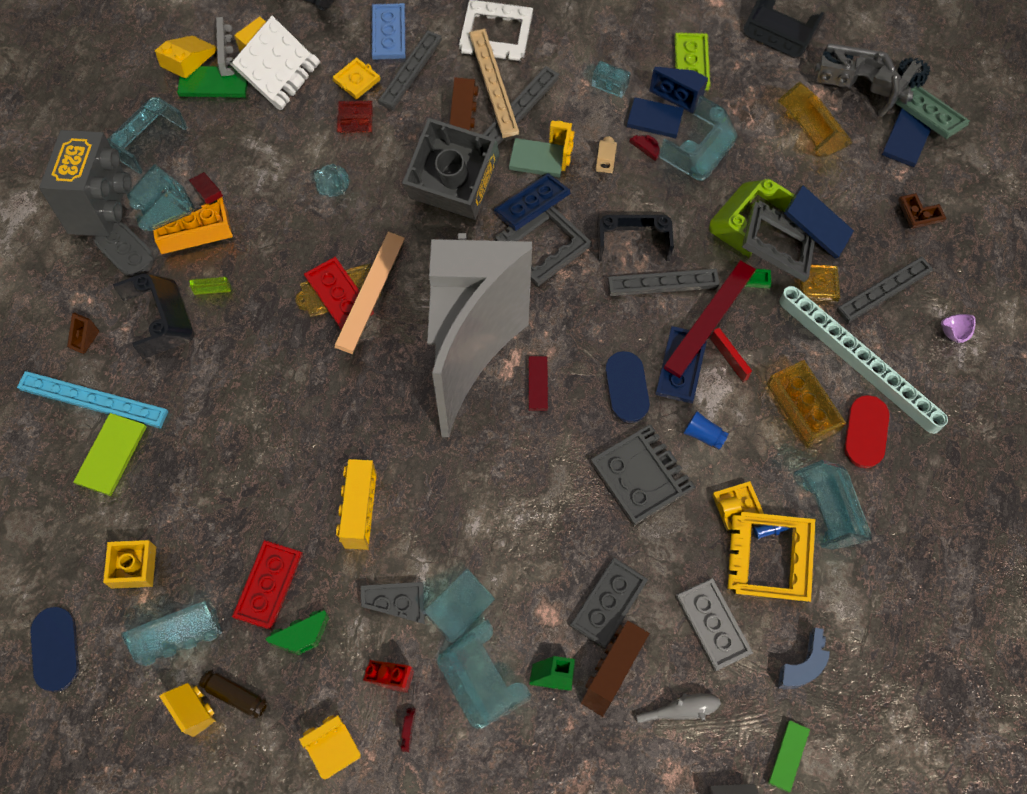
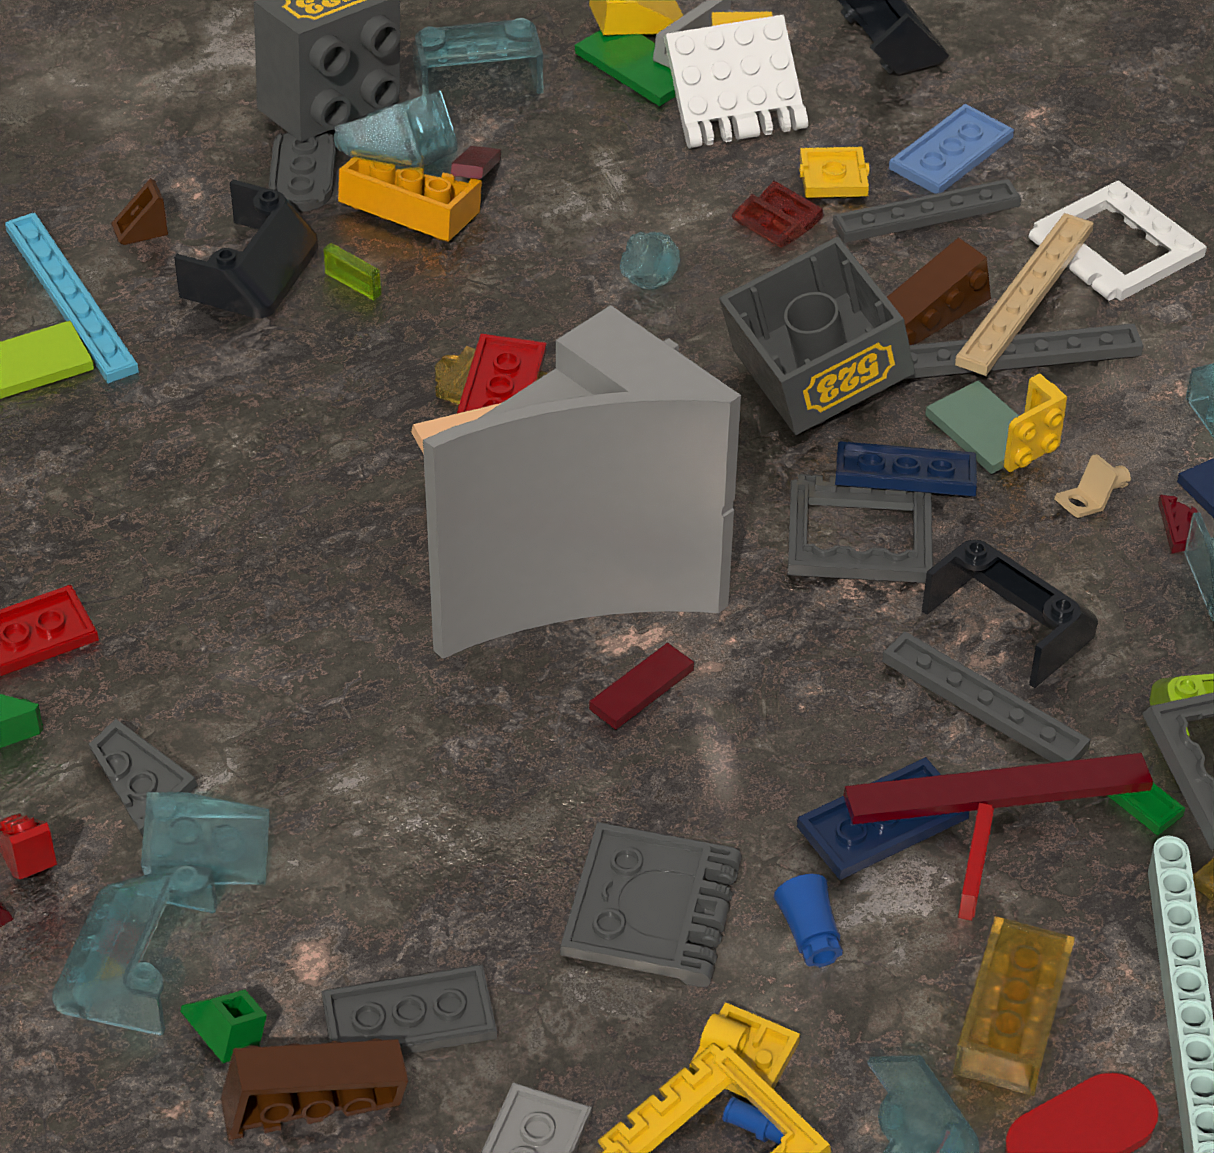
camera: 45 degrees right, 20 degrees down
(357, 504) = (223, 626): yellow brick -> none
(627, 387) = (766, 786): dark blue tile -> none

